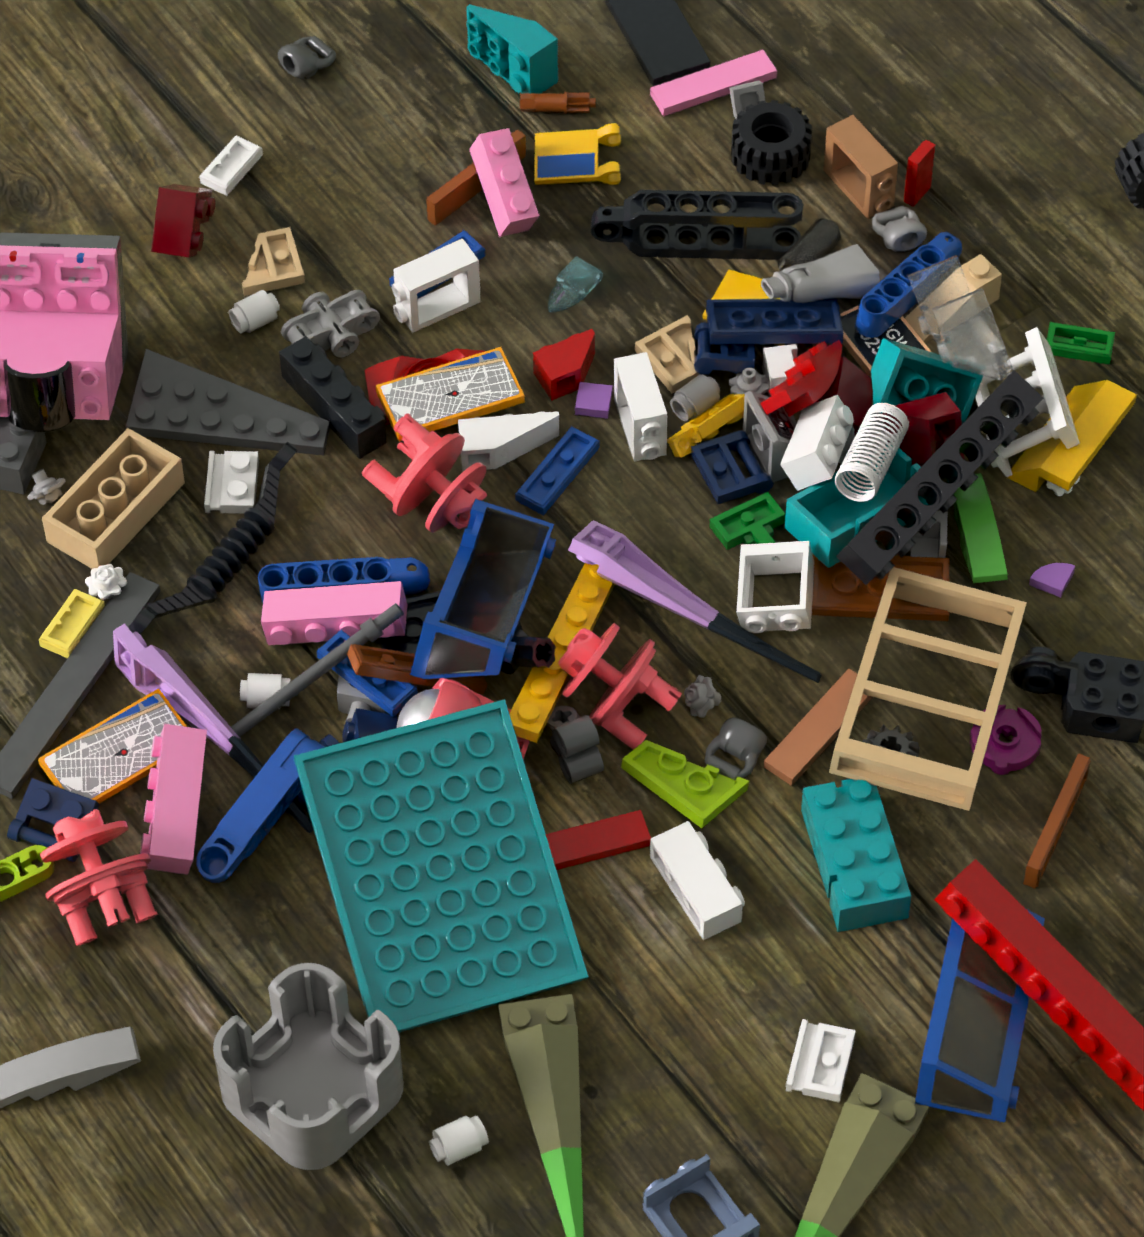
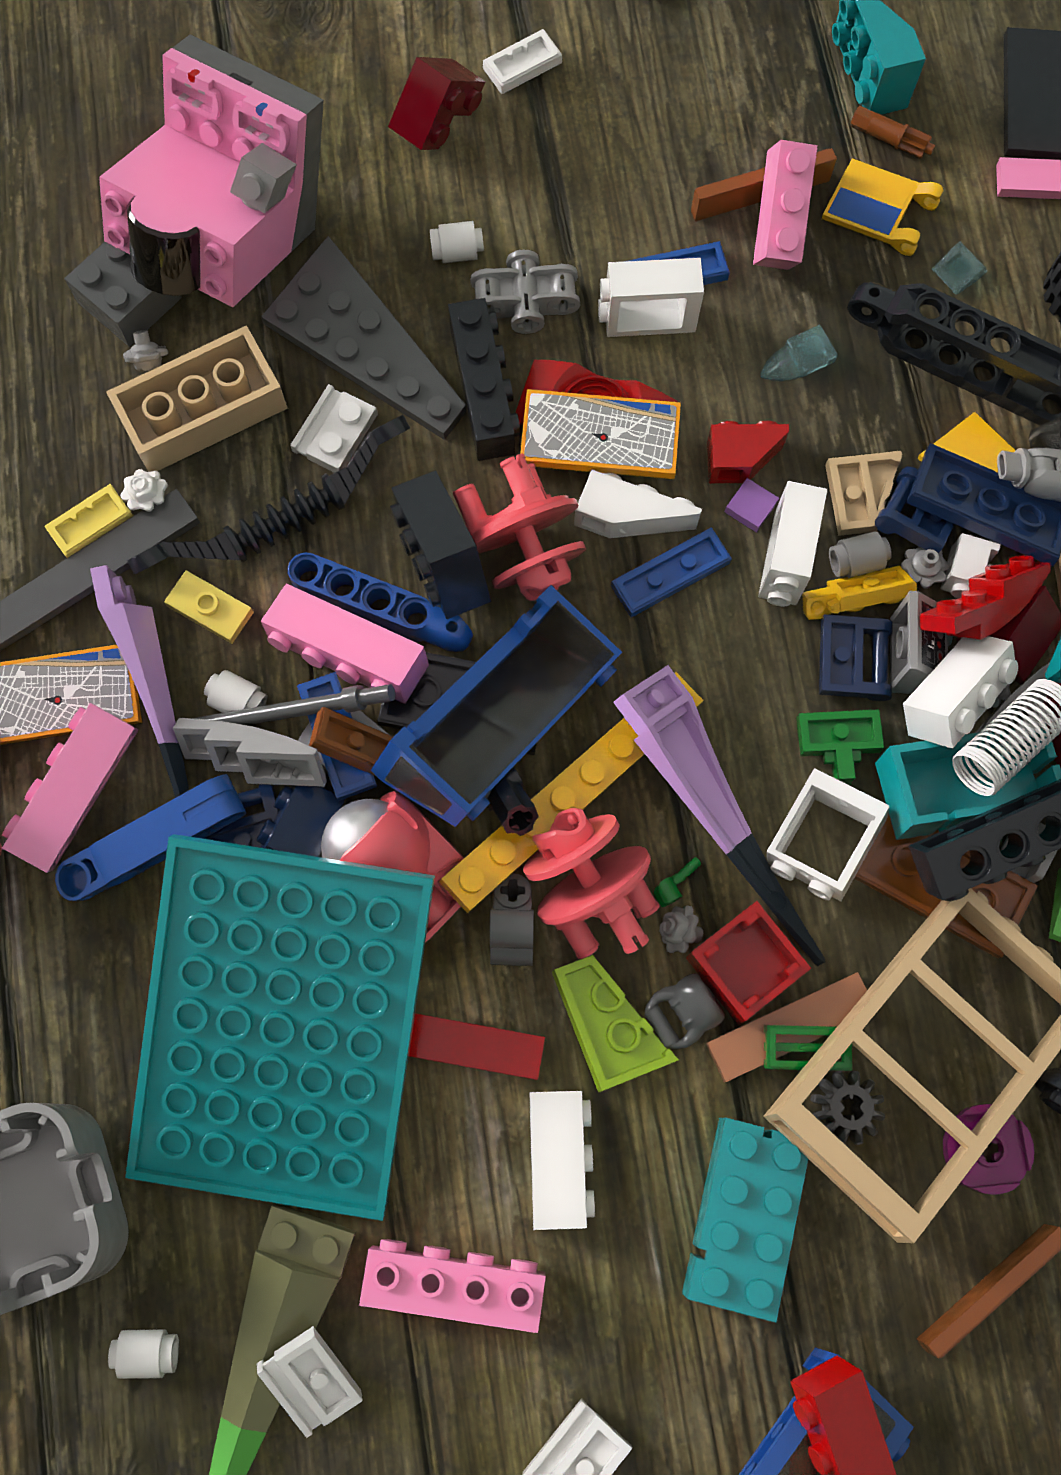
camera: 25 degrees right, 20 degrees up
(100, 309) = (262, 178): none -> light grey brick
(205, 643) = (209, 607): none -> light yellow plate
(273, 263) = (506, 193): tan wing -> none
(307, 709) = (256, 752): none -> light grey slope
(373, 511) = (440, 544): none -> black brick
(595, 1094) = (309, 1381): none -> white plate
(662, 175) = (959, 268): none -> clear light blue slope
(666, 993) = (453, 1287): none -> bright pink brick
(677, 675) = (667, 890): none -> green hand
(764, 692) = (748, 963): none -> red container
(813, 740) = (772, 1046): none -> green tile

